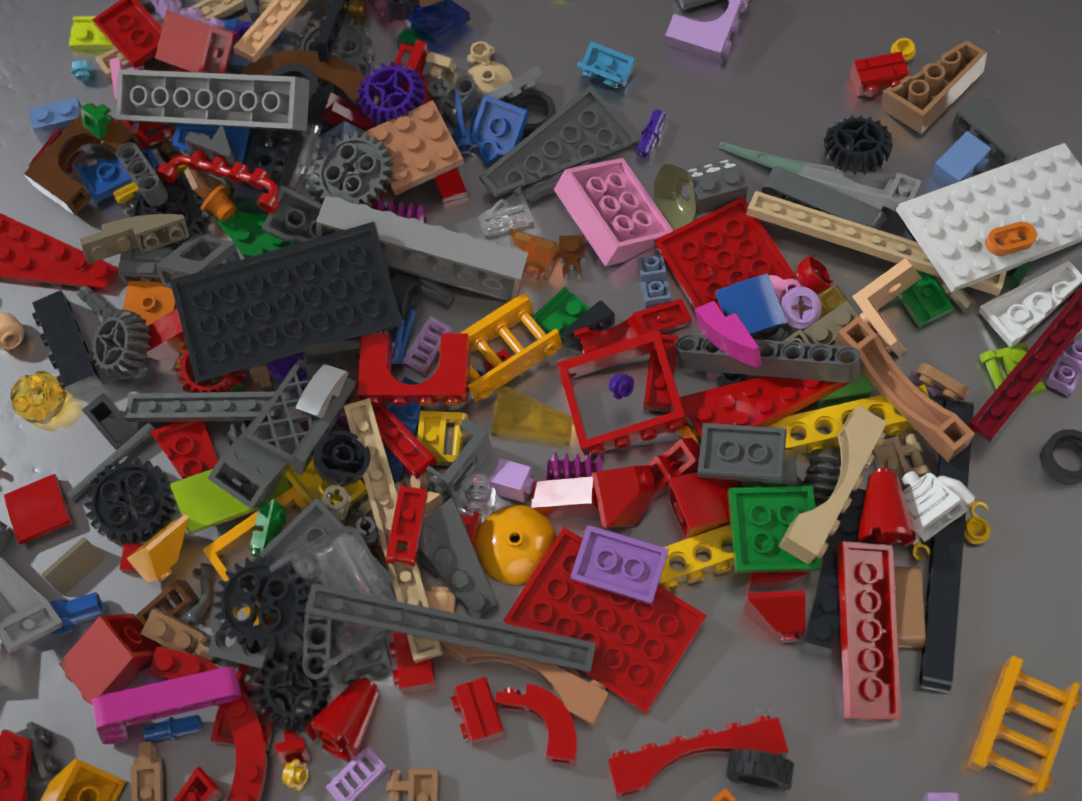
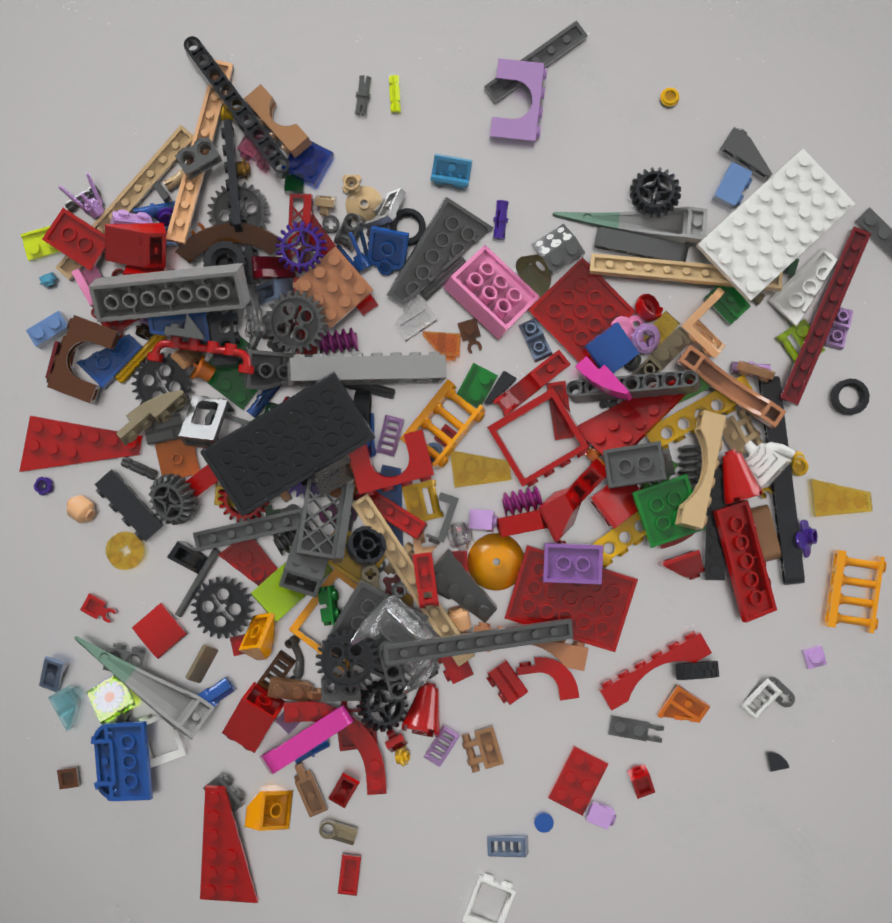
camera: 20 degrees left, 20 degrees up
(95, 119) = (87, 332): green tile -> none
(142, 174) = (130, 356): dark grey beam -> none
(321, 388) = (335, 501): light grey slope -> none
(621, 385) = (539, 437): dark purple plate -> none
(878, 73) = (657, 124): red brick -> none
(932, 90) = (697, 133): medium nougat wedge -> none
(966, 626) = (806, 537): none -> dark purple plate
(1005, 239) = (780, 252): orange plate -> none
(1022, 590) = (837, 499): none -> clear yellow wing

